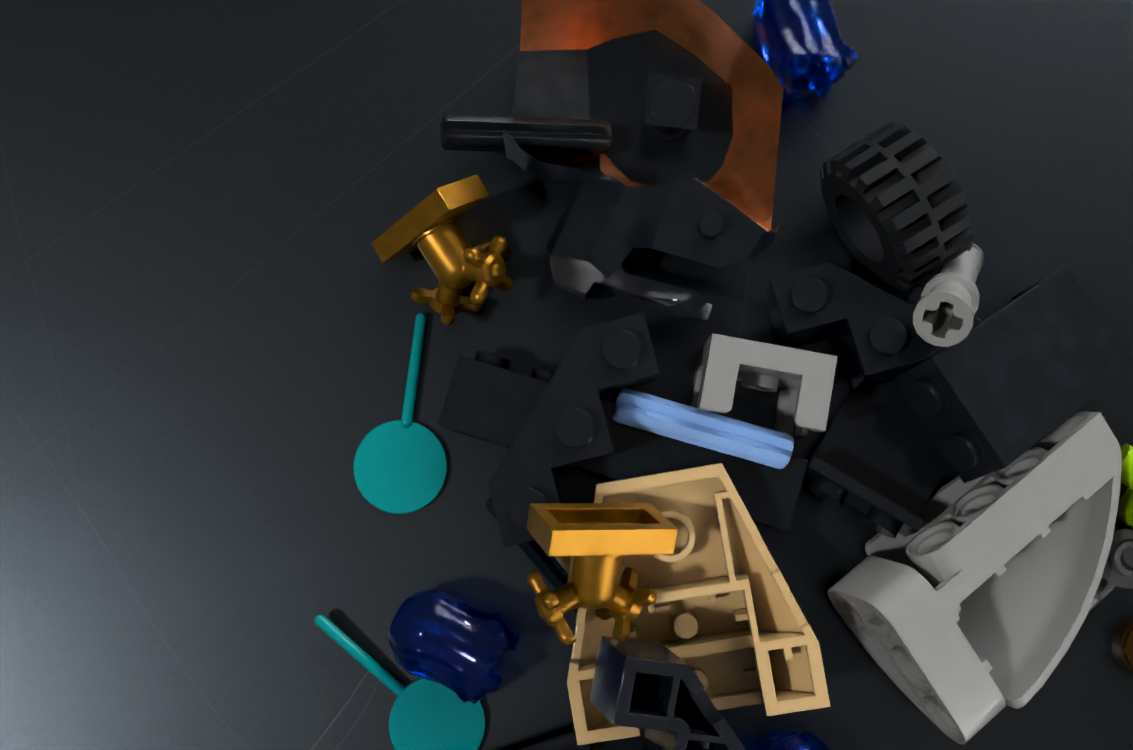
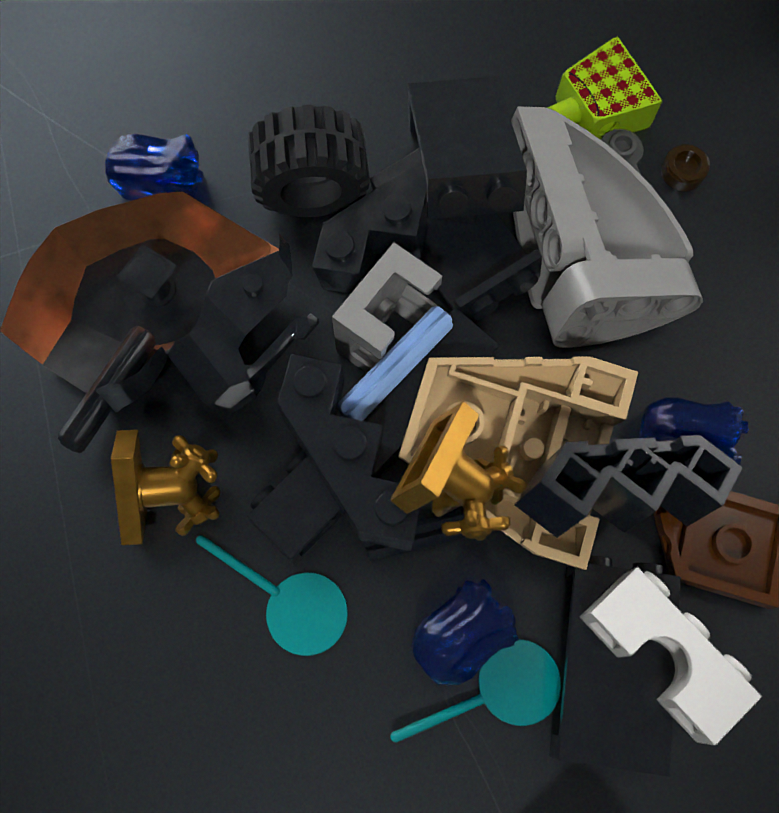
camera: 65 degrees left, 10 degrees down
(950, 301) = (396, 155): light grey pin -> none

